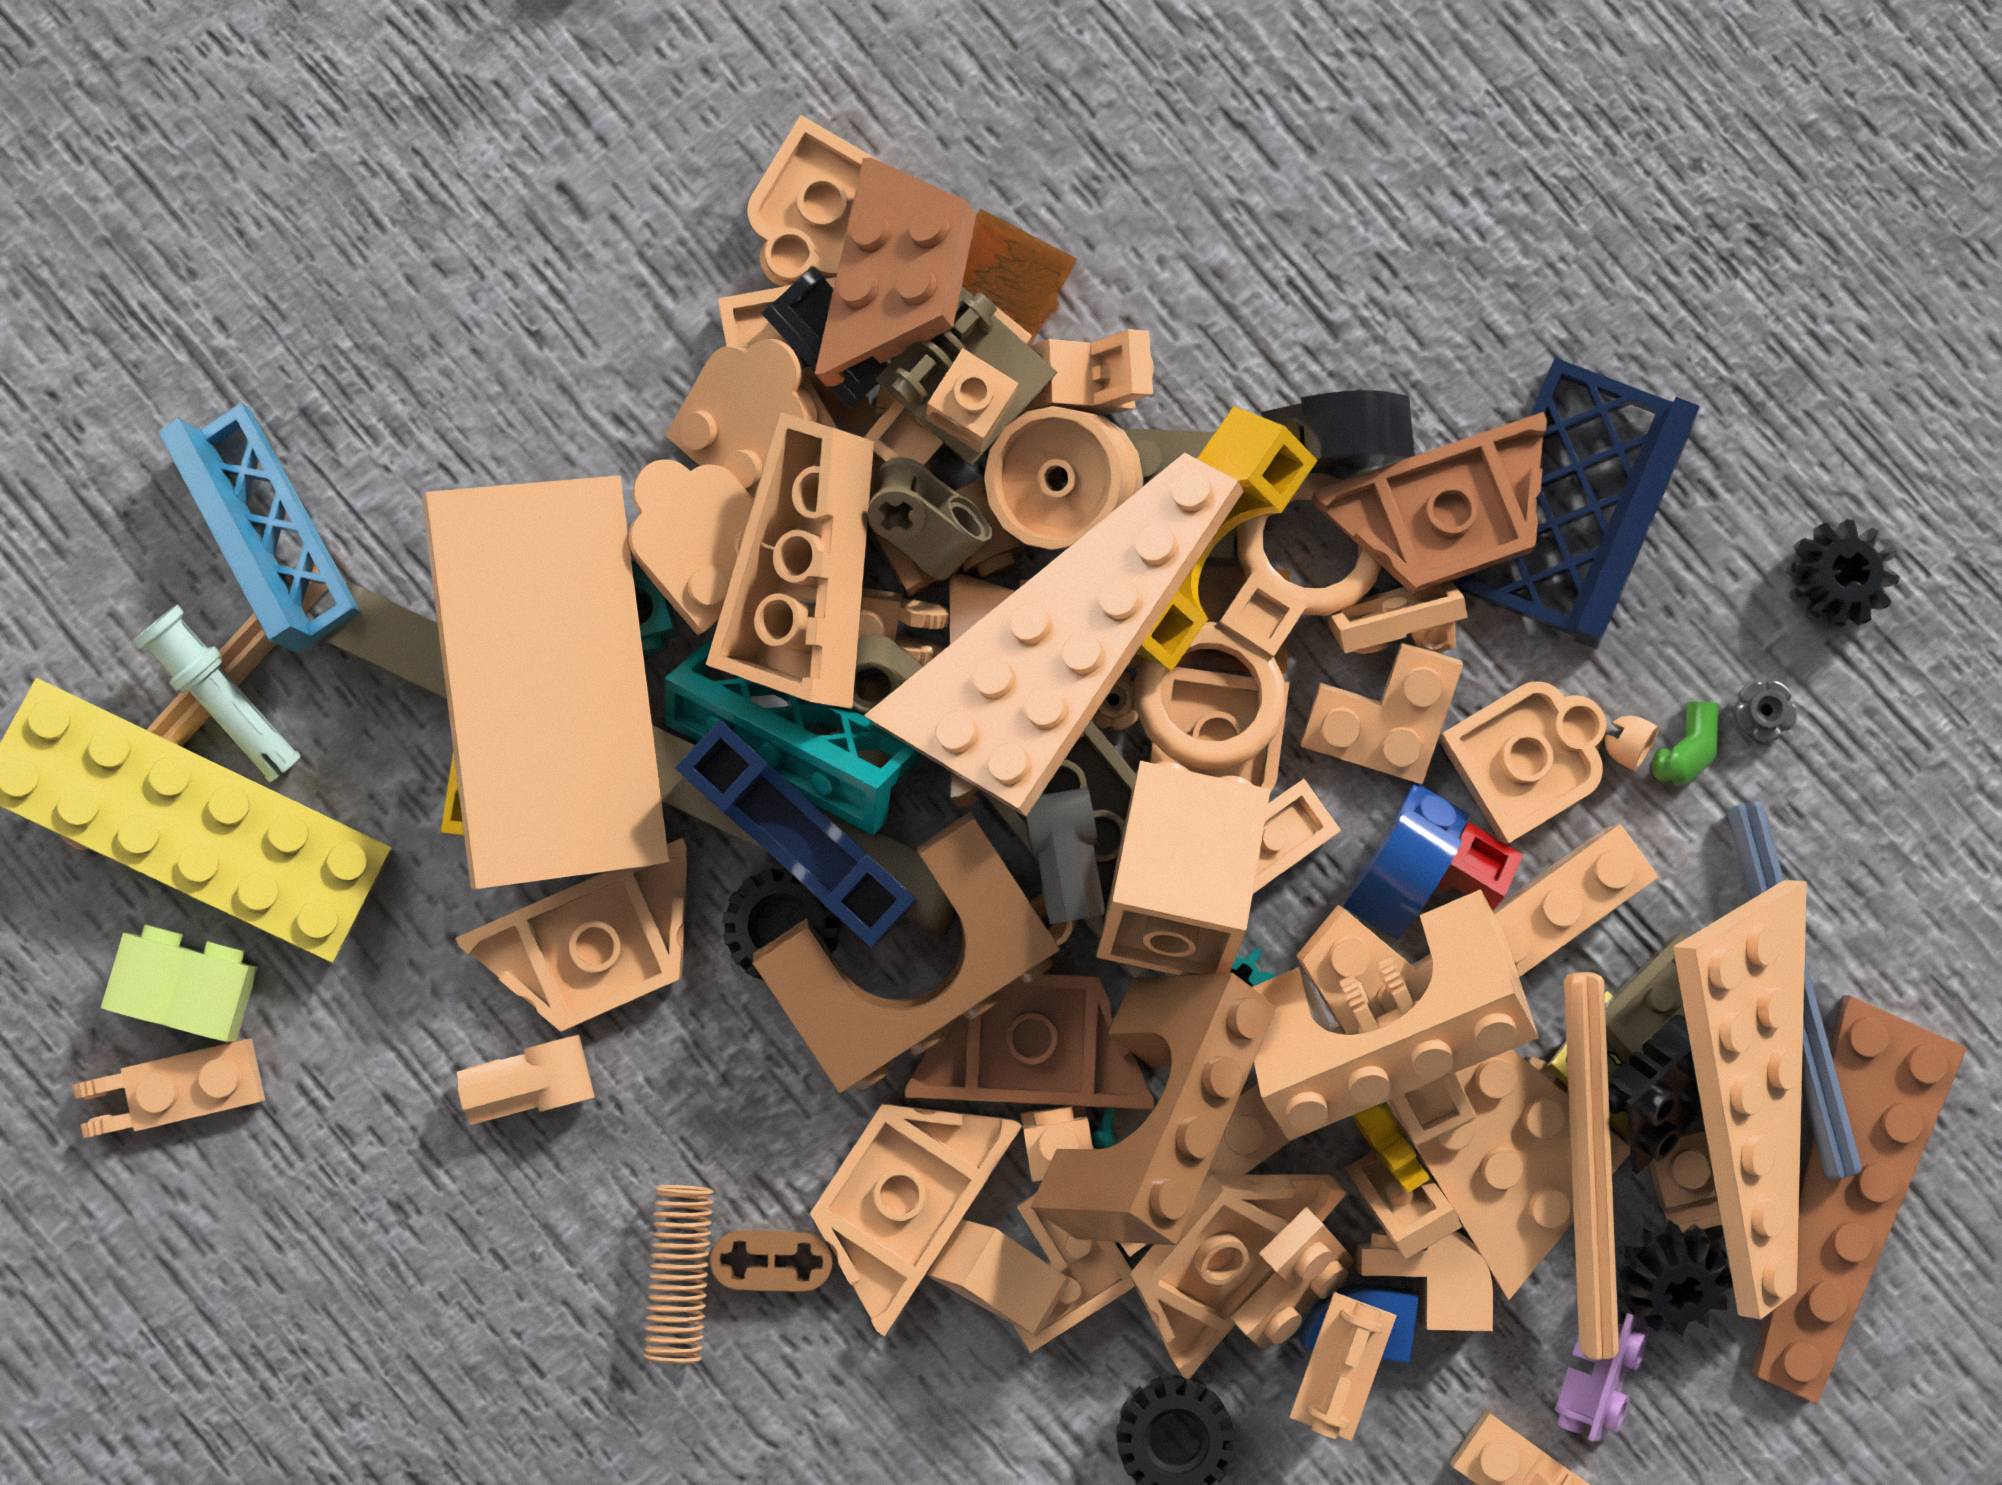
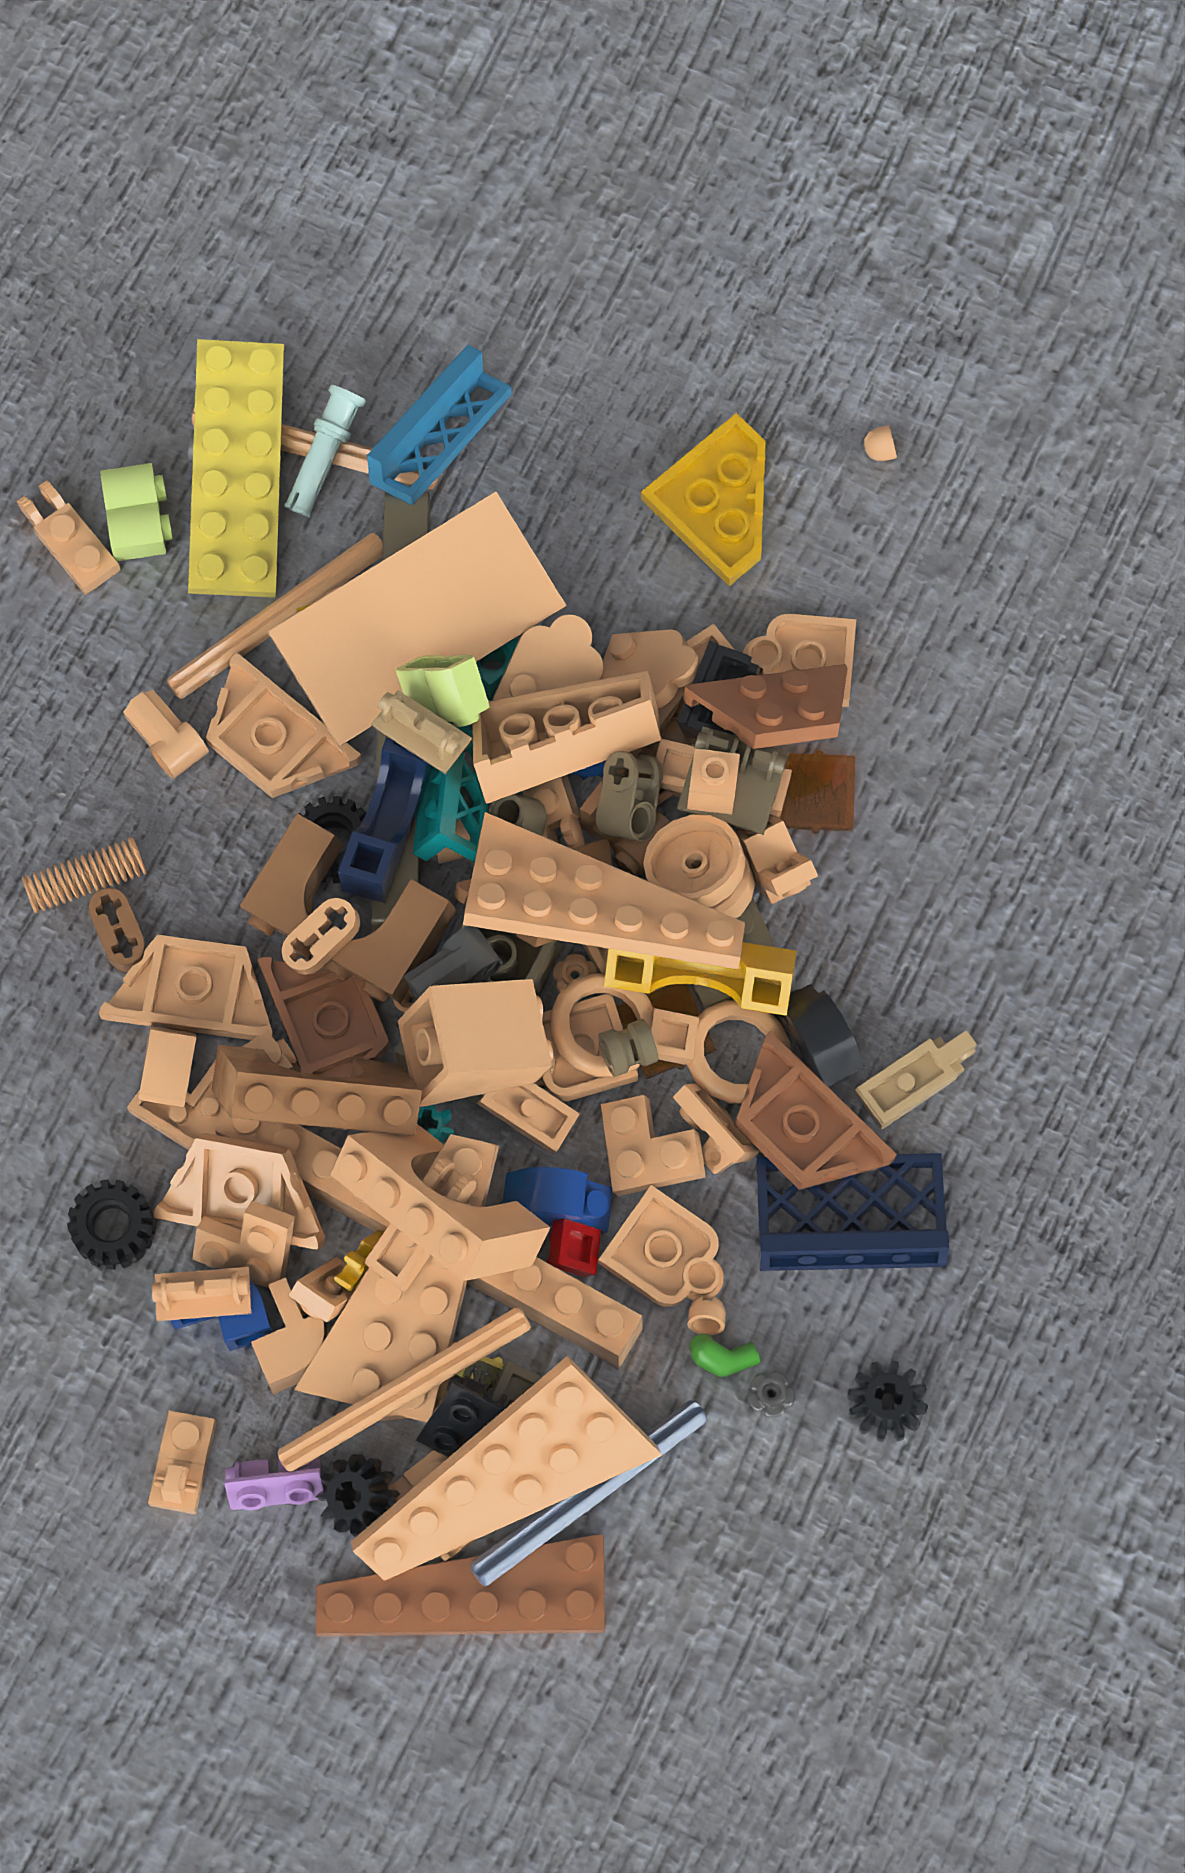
camera: 70 degrees right, 15 degrees down
(423, 860) = (256, 629): none -> light nougat axle
(538, 210) = (716, 498): none -> yellow plate
(674, 692) = (445, 687): none -> yellowish green brick
(727, 749) = (420, 730): none -> tan hinge
(925, 1011) = (314, 927): none -> light nougat beam
(1271, 679) = (628, 1047): none -> dark tan wheel
(1447, 342) = (914, 1078): none -> tan hinge

